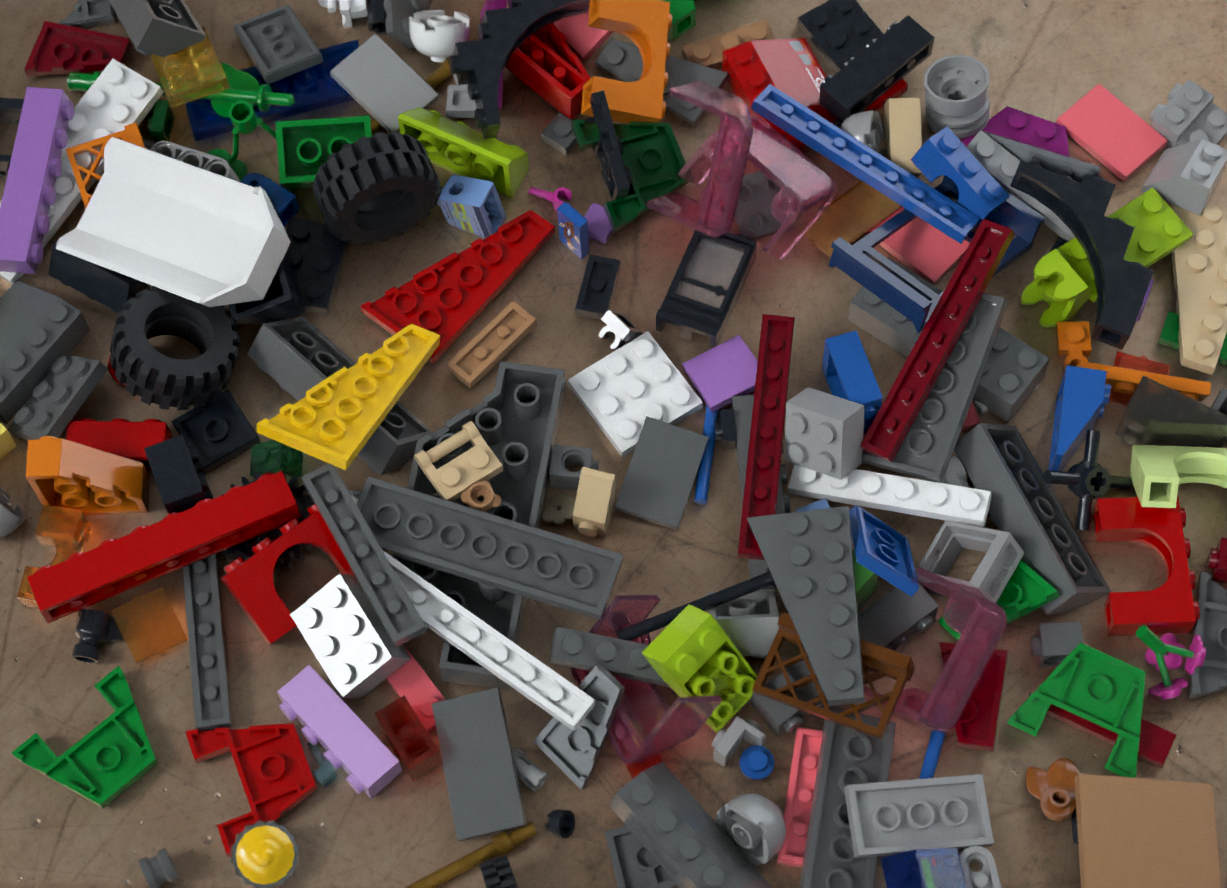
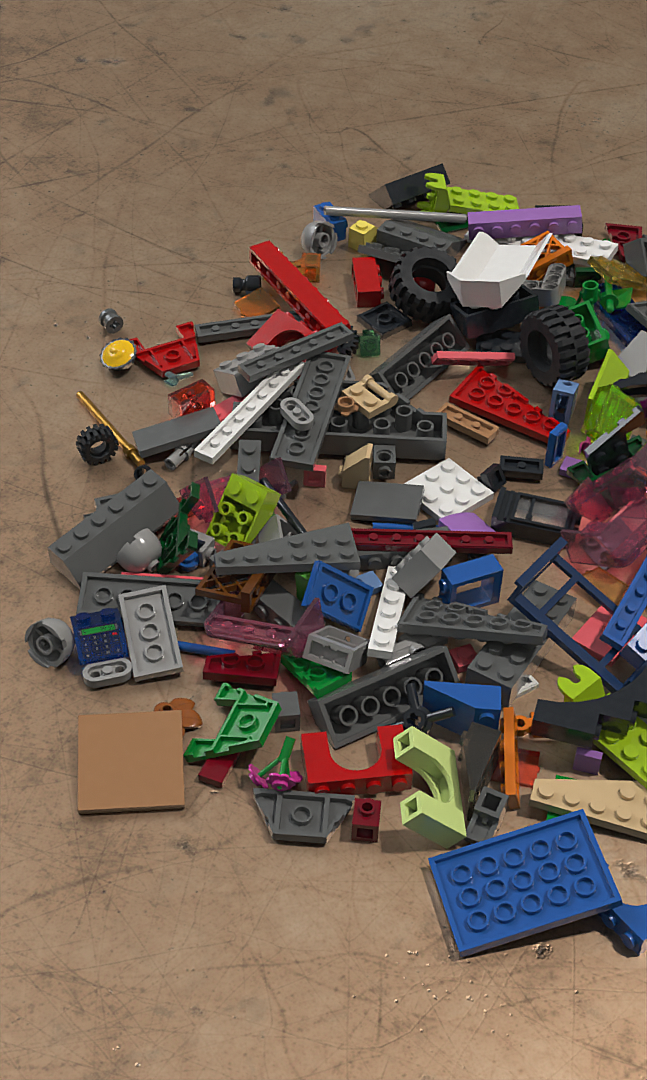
camera: 80 degrees right, 20 degrees down
(86, 478) = (337, 261): orange brick -> none
(105, 758) = (180, 300): green wing -> none
(178, 474) = (346, 294): black brick -> none
(339, 731) = (195, 369): lavender brick -> none
(351, 404) = (404, 348): yellow wing -> none
(354, 309) = (472, 358): none -> coral tile
(515, 563) = (296, 414): none -> light grey plate
(537, 146) = (606, 410): none -> clear neon green brick
(579, 749) = (198, 469): dark grey wing -> none
(736, 771) = (177, 538): none -> dark green wing
(937, 340) = (504, 608): dark red plate -> none

